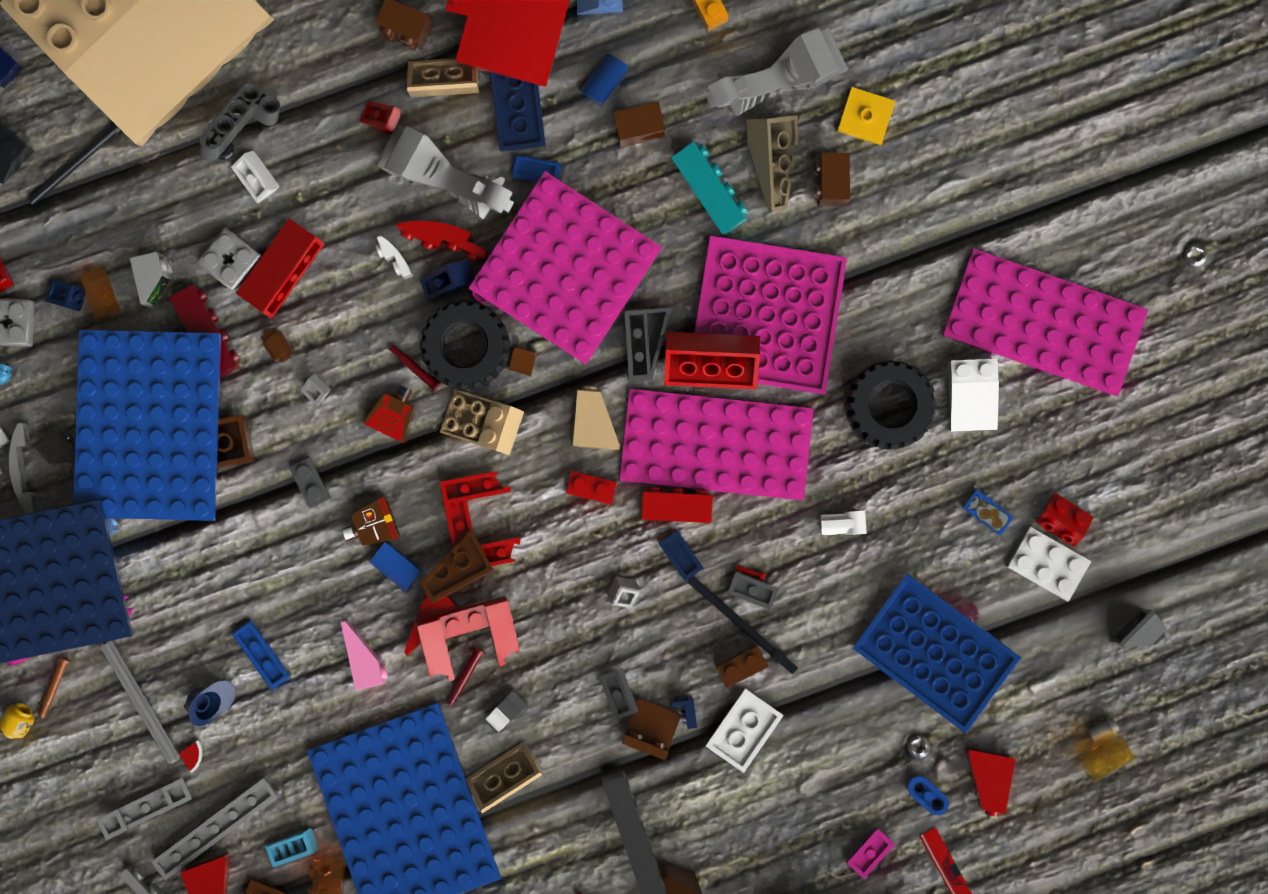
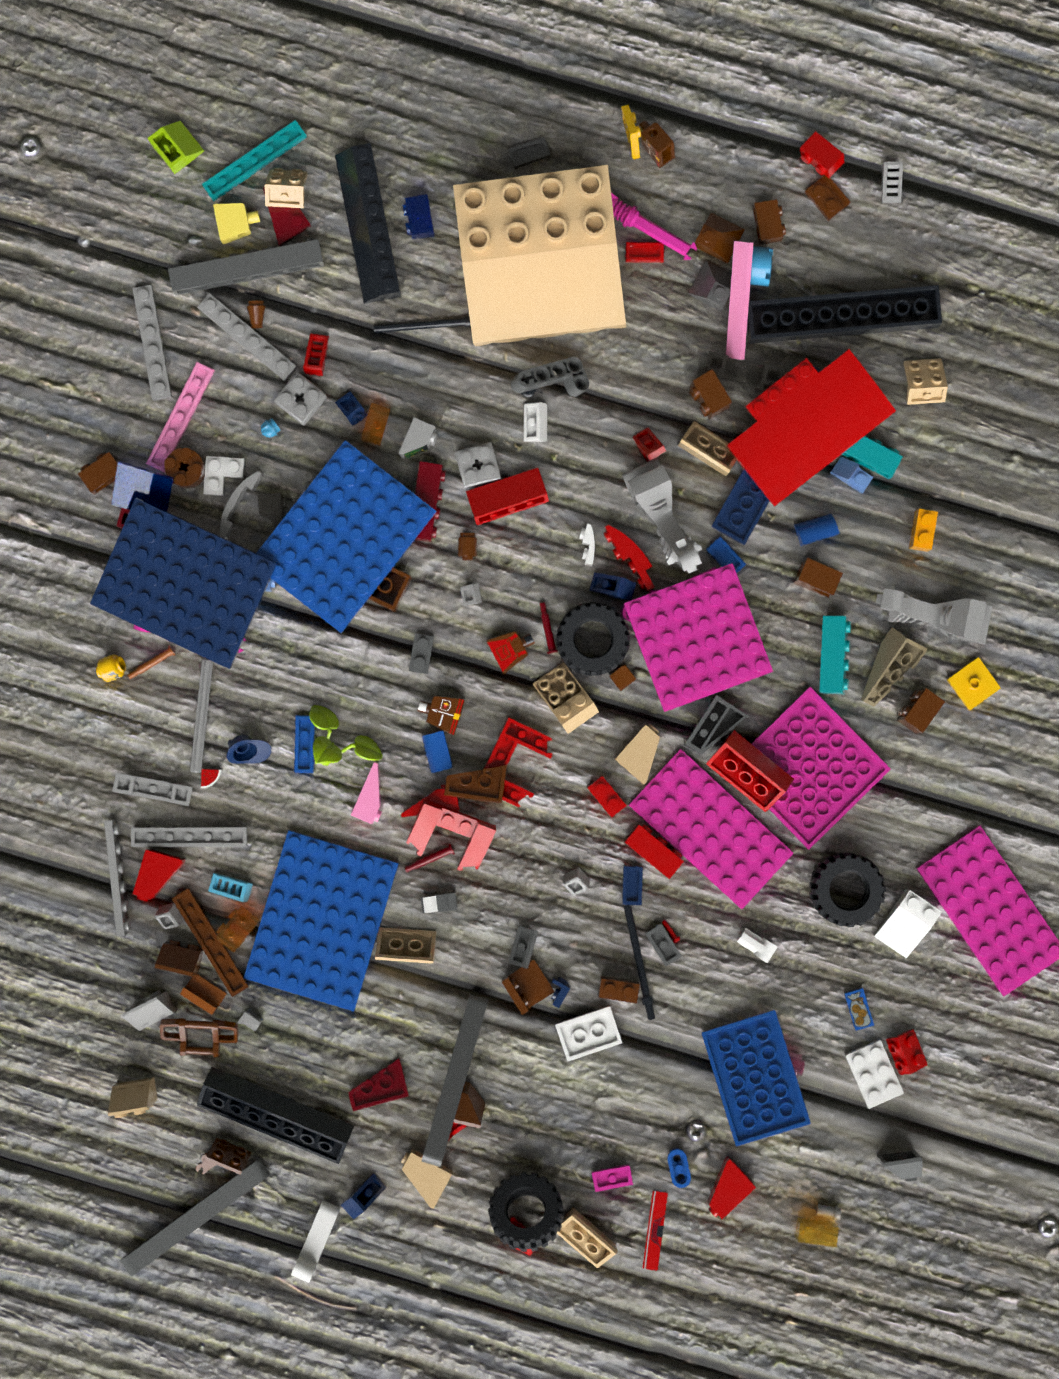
camera: 30 degrees right, 0 degrees up
(286, 646) = (327, 752): none -> lime plant

